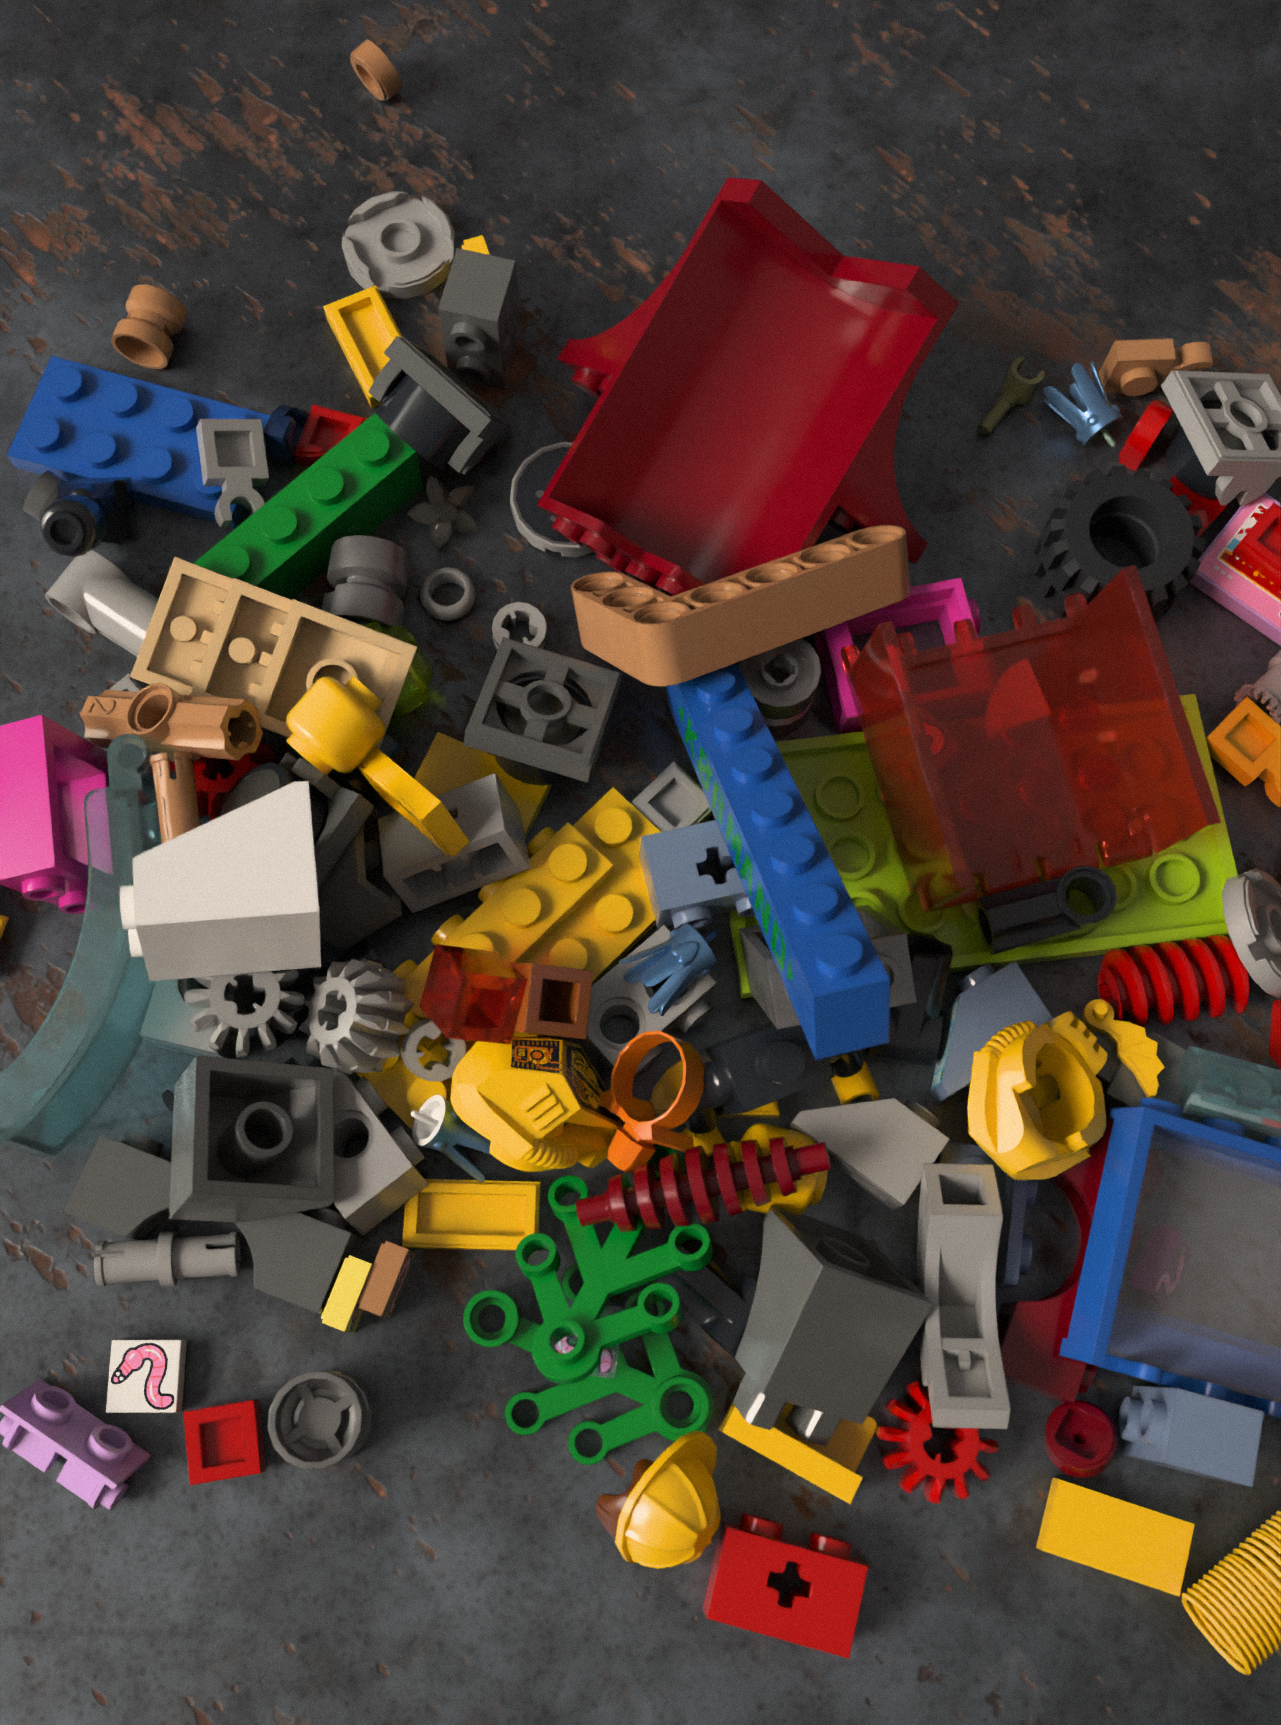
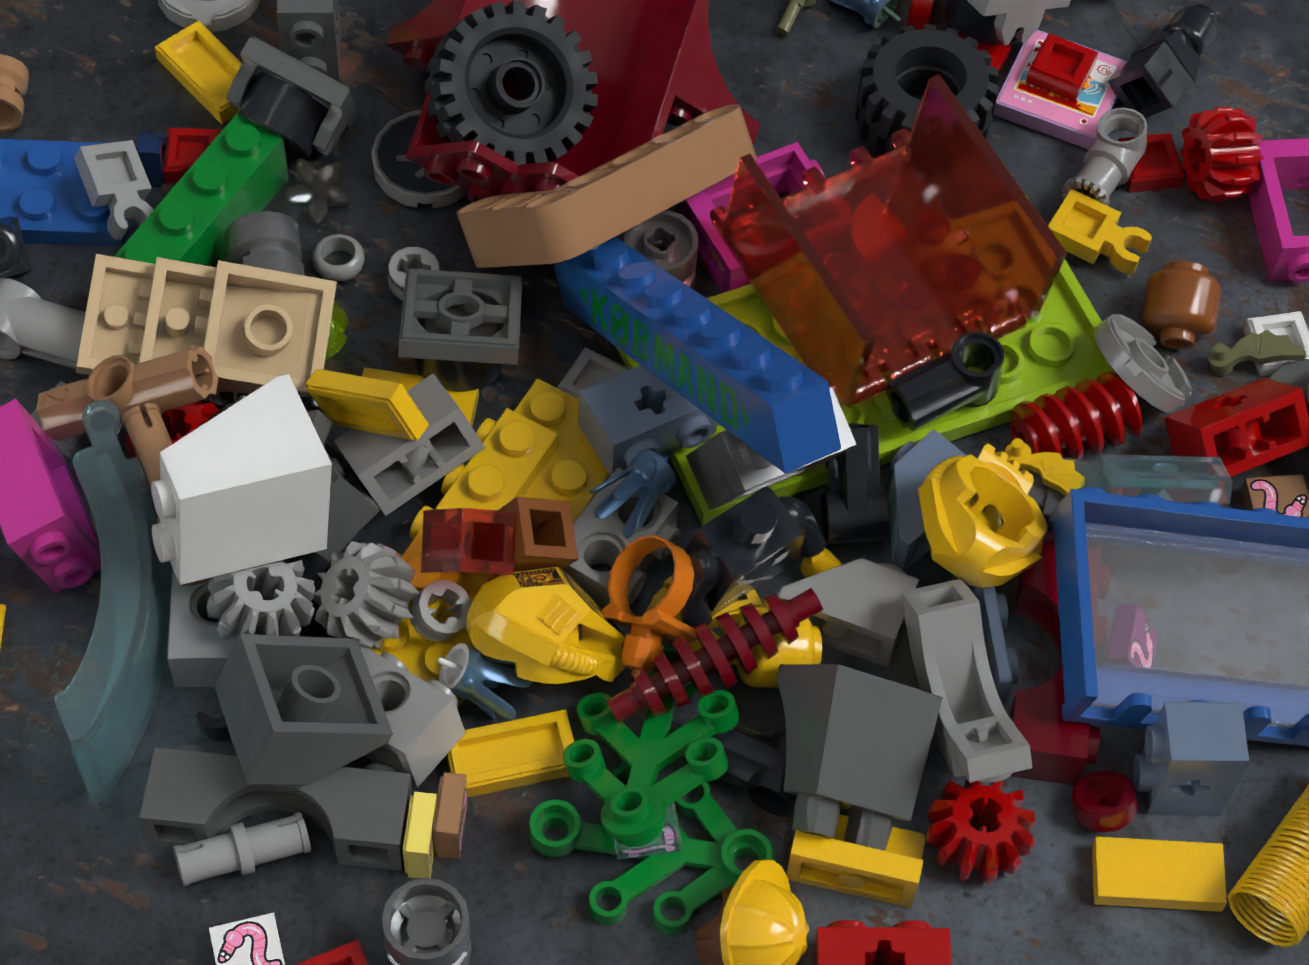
camera: 15 degrees left, 15 degrees down
(335, 724) = (284, 346): yellow head -> none
(711, 442) = (533, 53): none -> black wheel

